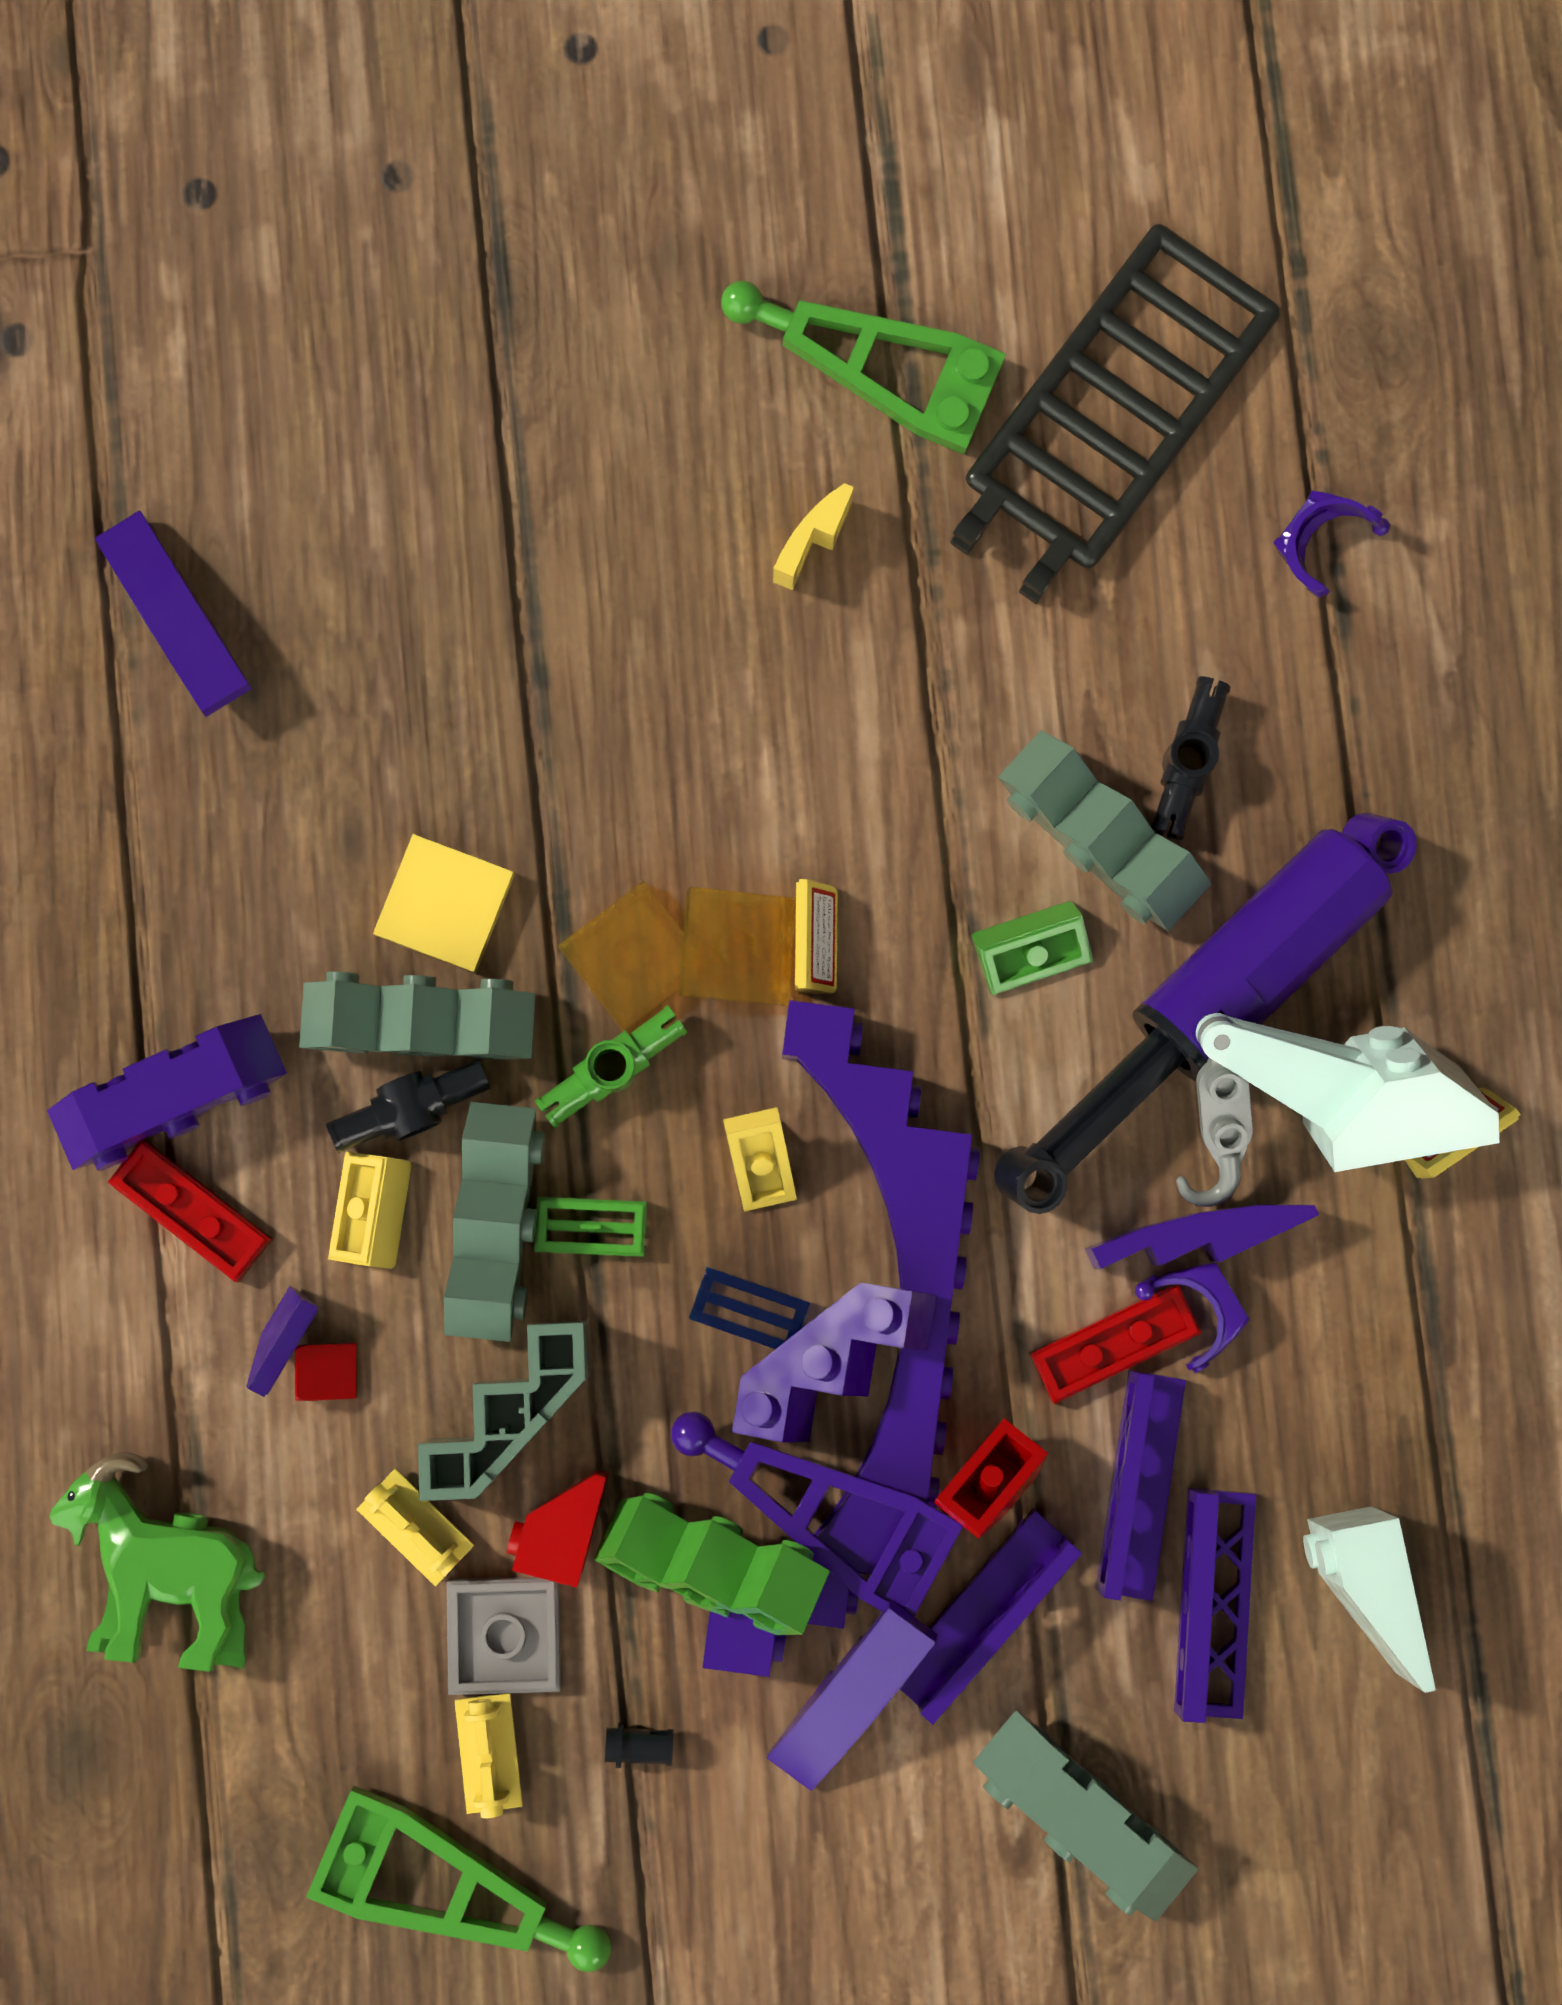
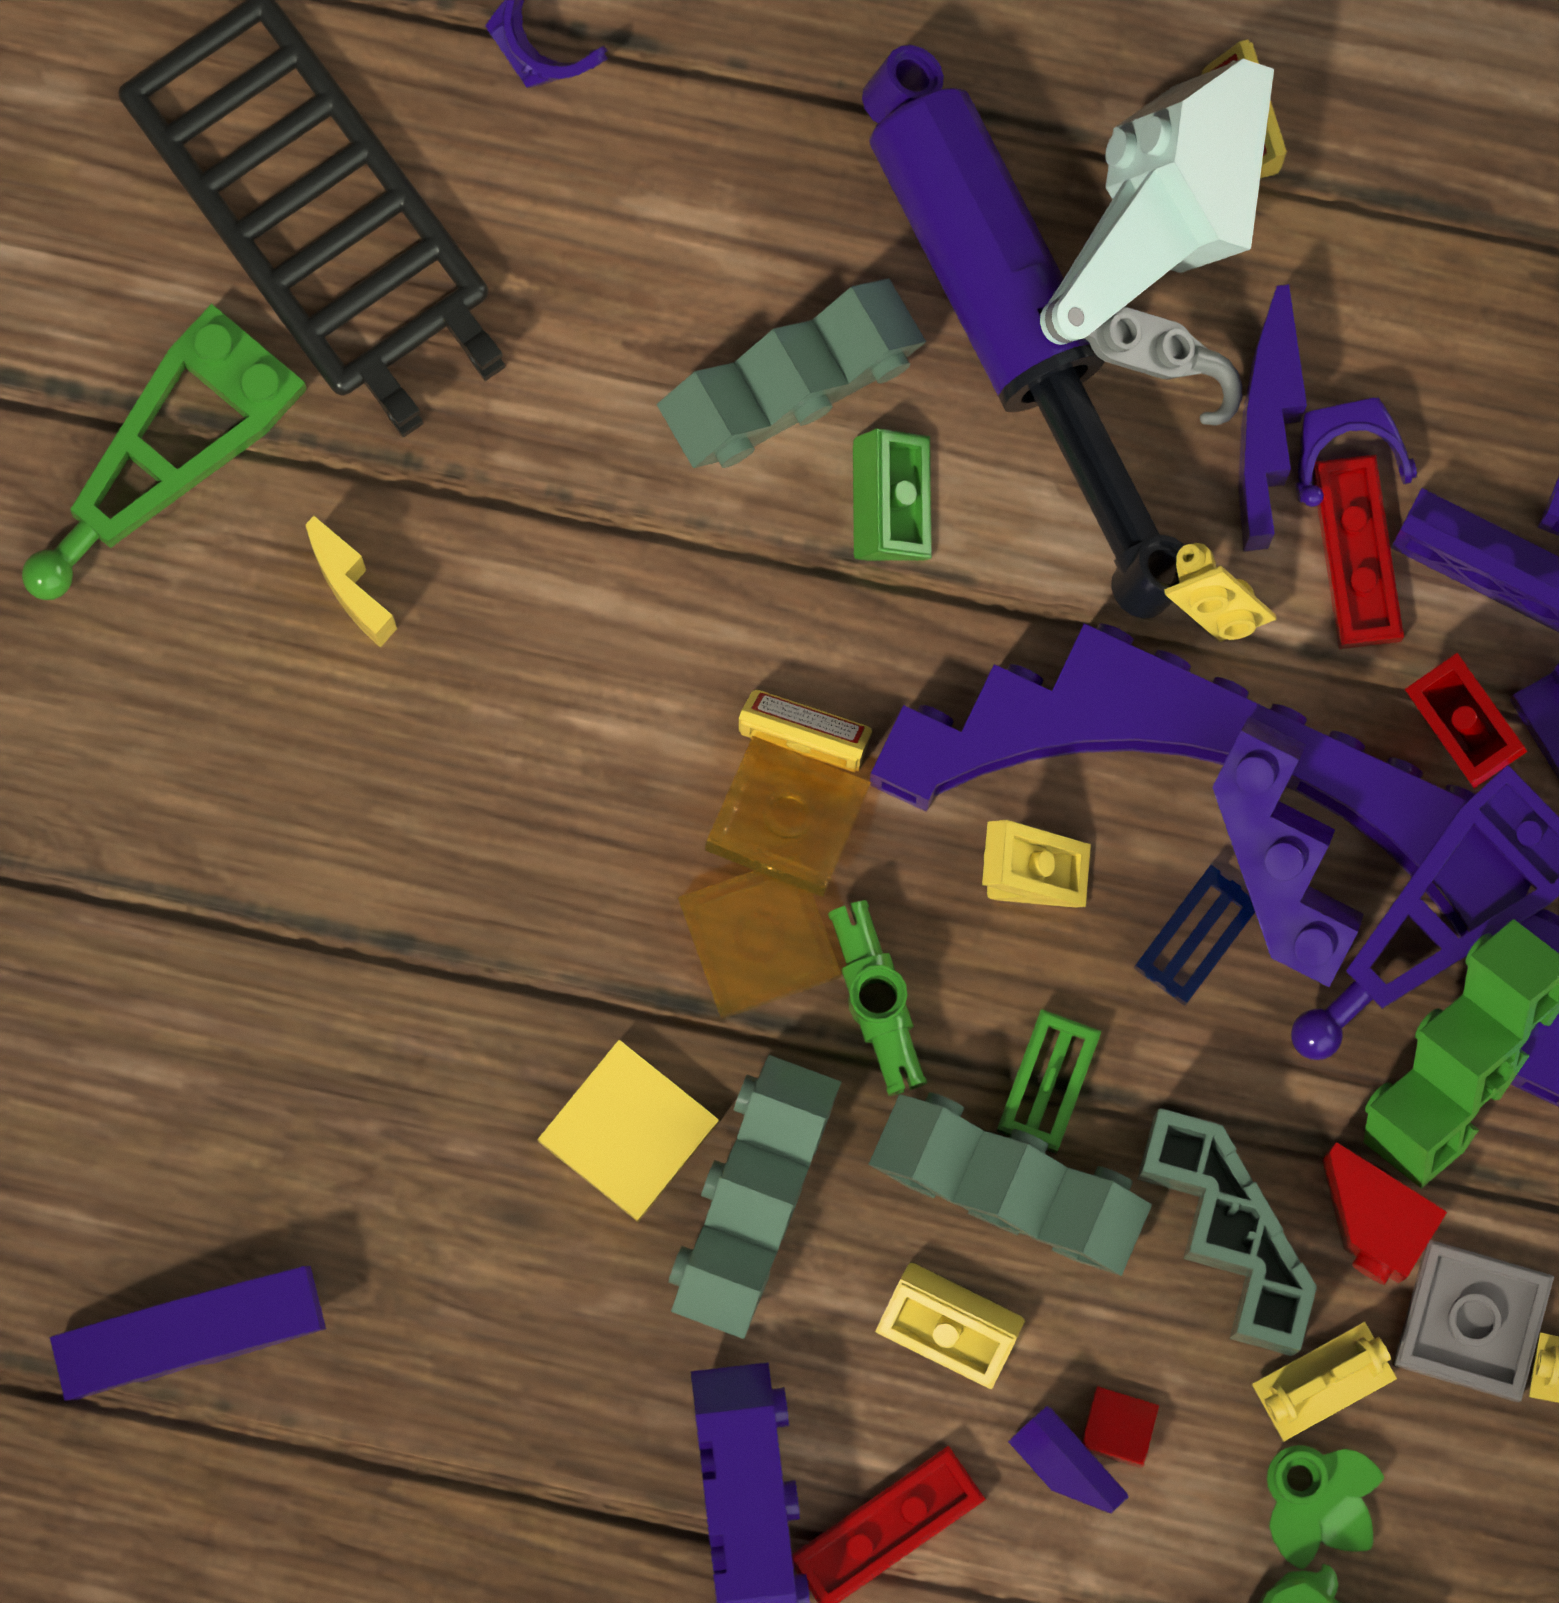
camera: 70 degrees left, 5 degrees down
(312, 1559) = (1328, 1509): none -> bright green plate
(408, 1106) = (848, 1239): black pin -> none
(1032, 1236) = (1215, 597): none -> light yellow hinge
(1201, 734) = (718, 234): black pin -> none

